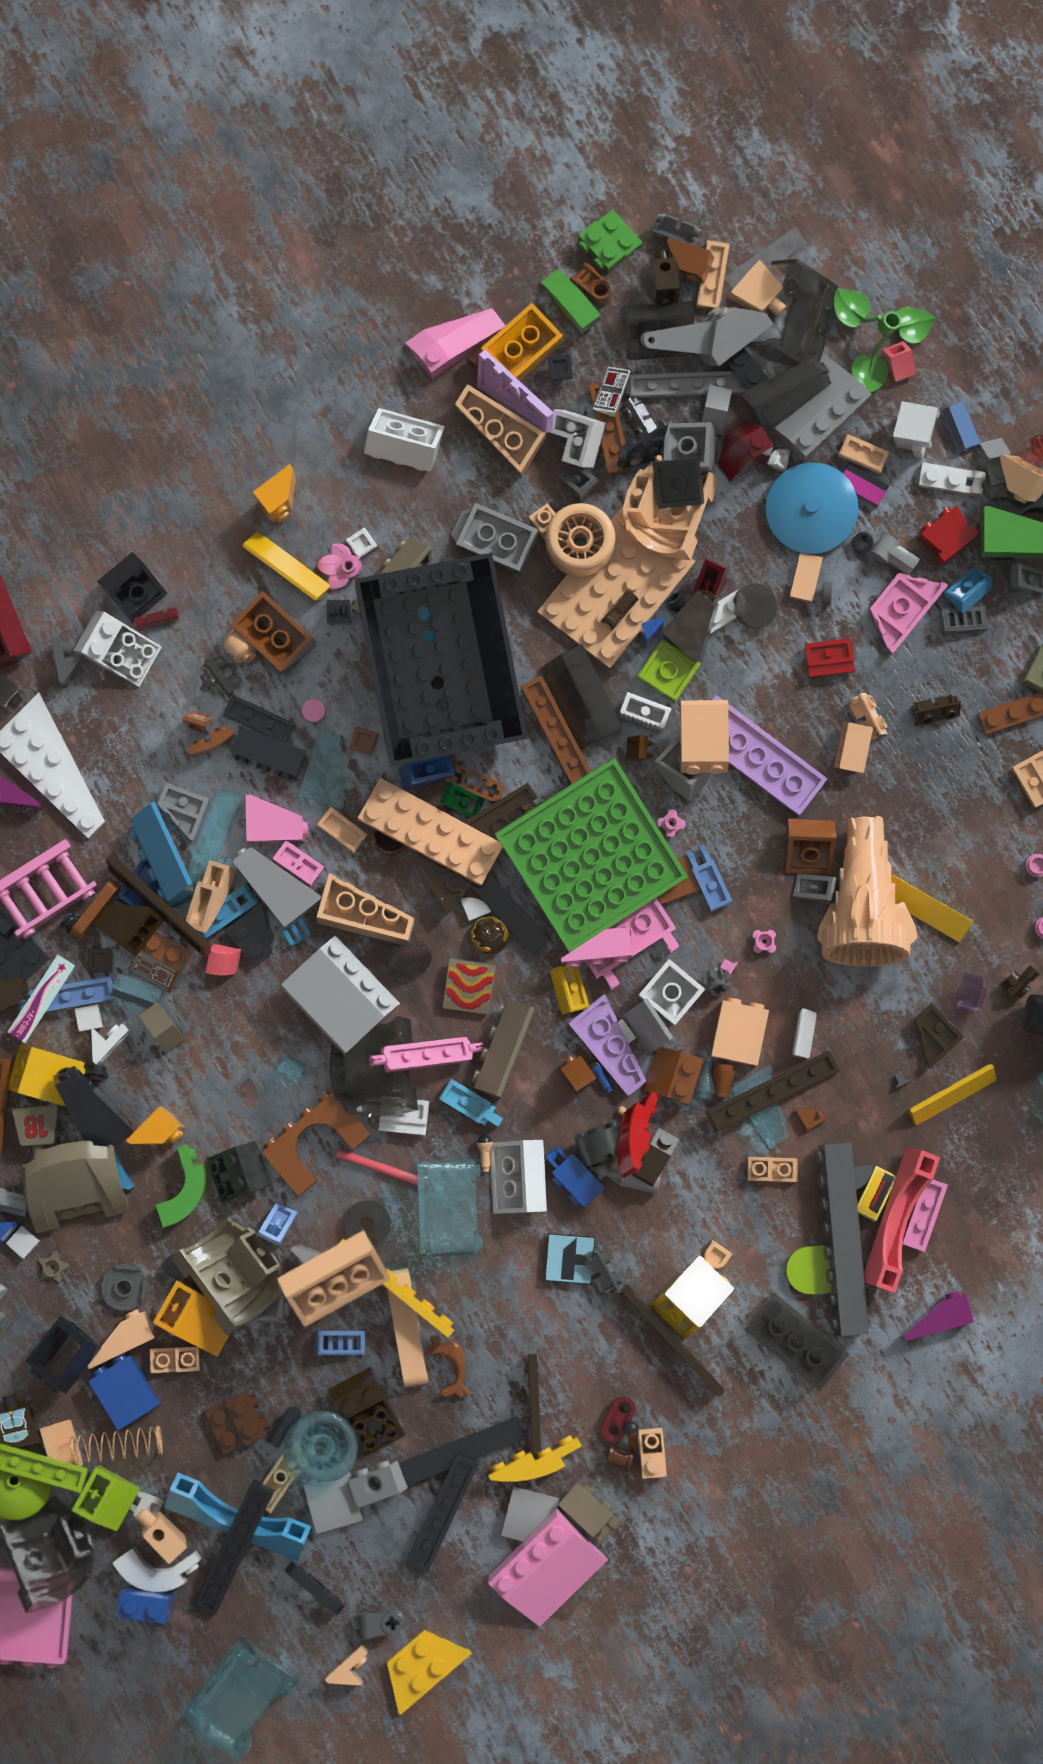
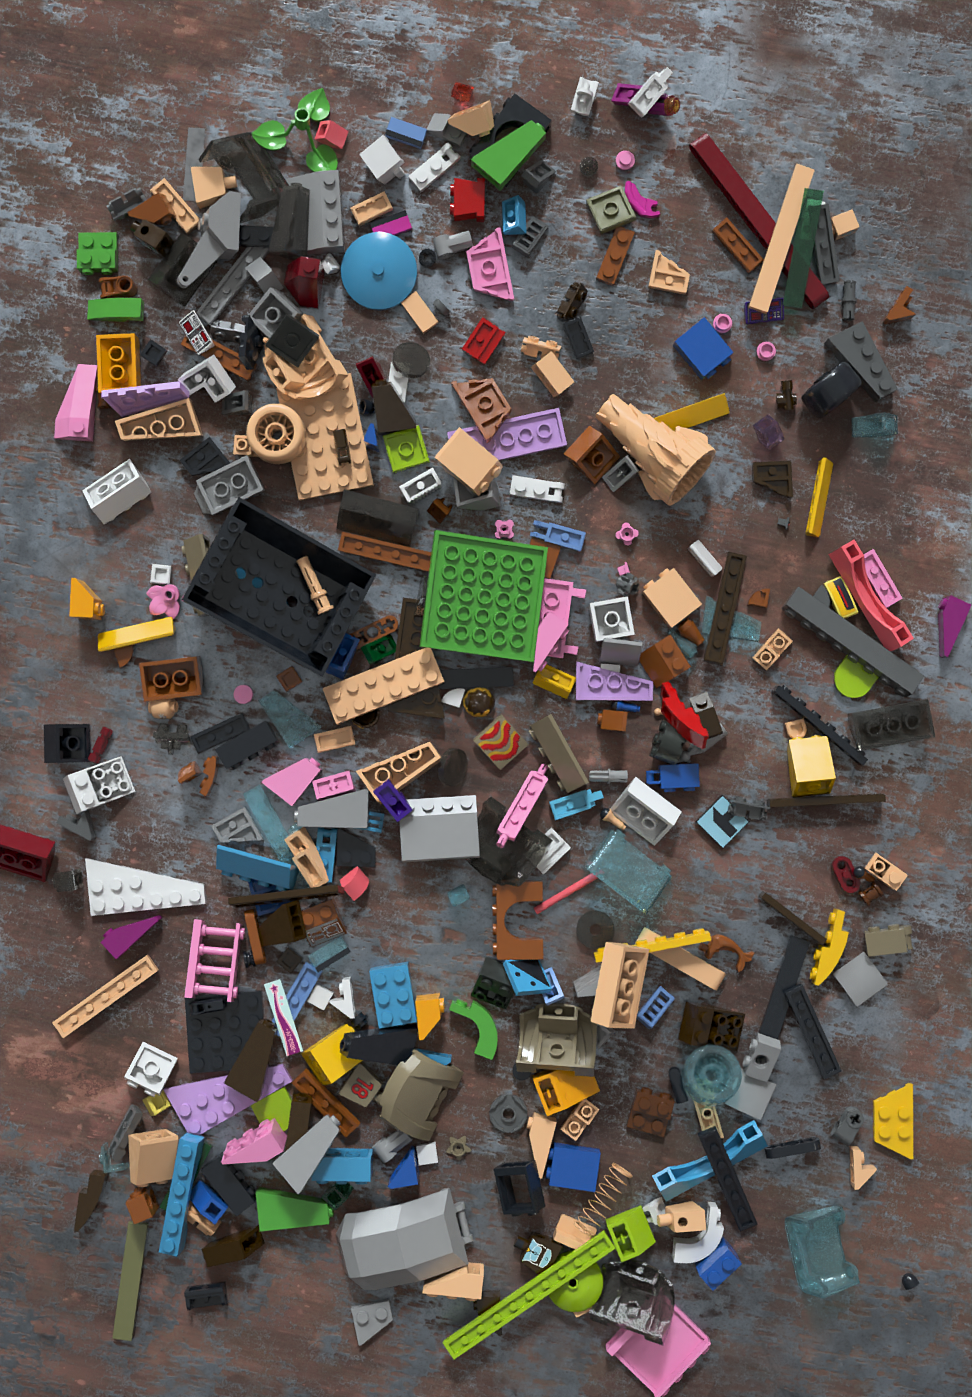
camera: 45 degrees left, 5 degrees up
(147, 1083) = (393, 994): none -> dark azure brick
(161, 1027) = (364, 956): dark tan slope -> none
(258, 571) = (124, 655): none -> dark orange tile
(269, 1194) = (527, 977): none -> dark azure tile
(330, 928) = (393, 800): none -> dark purple slope
(338, 612) = (193, 625): black tile -> none
(464, 701) = (318, 594): none -> light nougat pin
(502, 494) = (204, 458): none -> black wing
(522, 1114) = (608, 776): none -> light grey axle
(546, 1568) = (900, 996): bright pink slope -> none
(734, 822) = (536, 489): none -> white plate
(739, 1263) = (813, 719): none -> black plate
(770, 708) = (484, 404): none -> wing
(908, 742) = (578, 337): none -> black plate
(997, 867) = (703, 349): none -> blue brick

